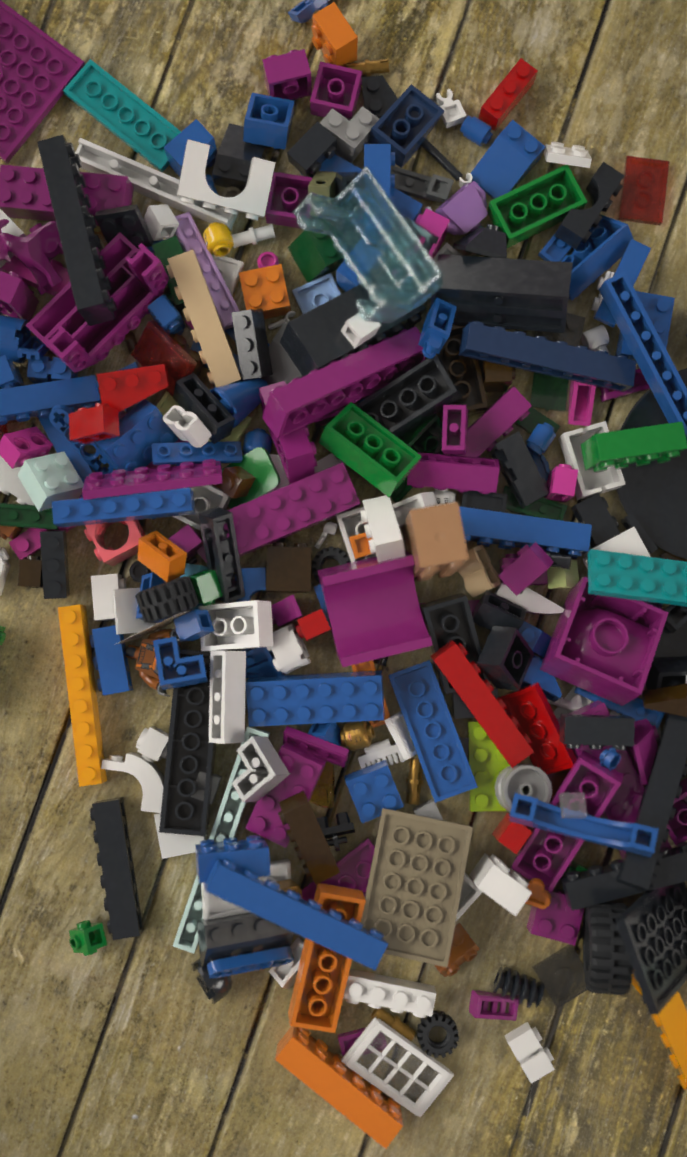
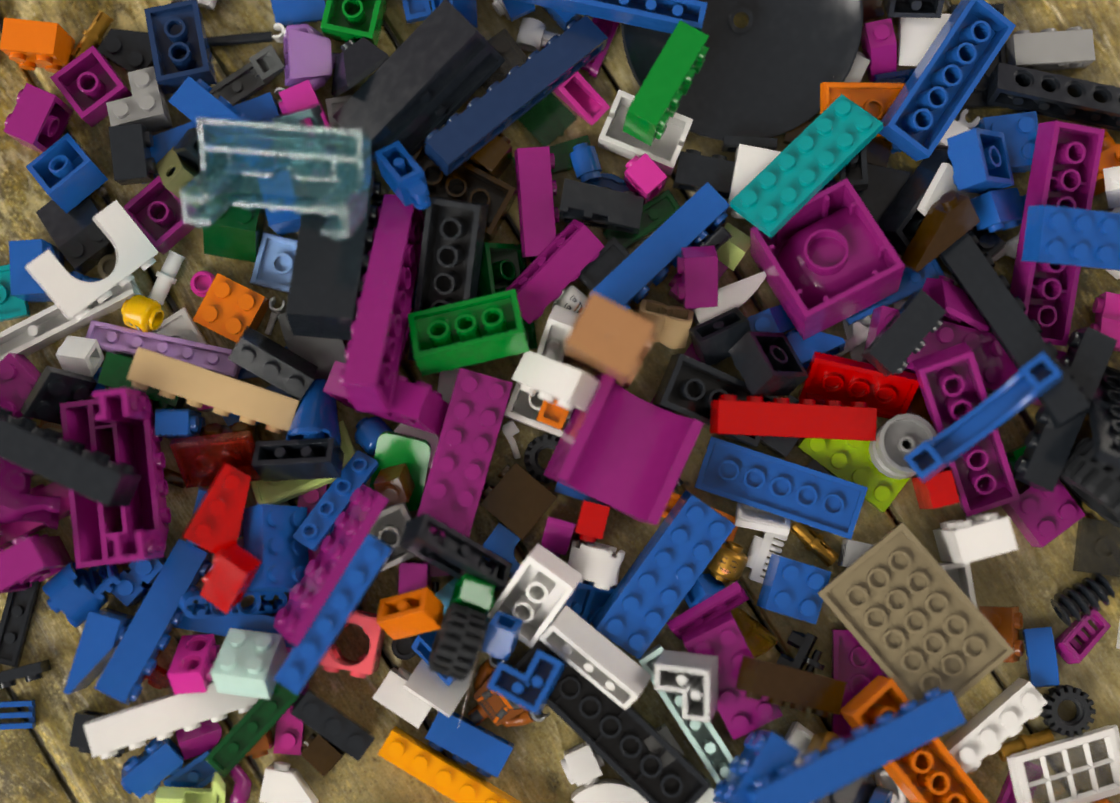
camera: 50 degrees left, 0 degrees up
(187, 426) = (304, 489): white brick -> none
(359, 330) = (348, 251): white brick -> none
(454, 429) = (514, 237): magenta brick -> none
(458, 989) = (1041, 657): none -> blue slope
(540, 897) = (1016, 510): orange tile -> none
(573, 805) = (957, 412): clear tile -> none
(609, 758) = (940, 342): blue plate -> none

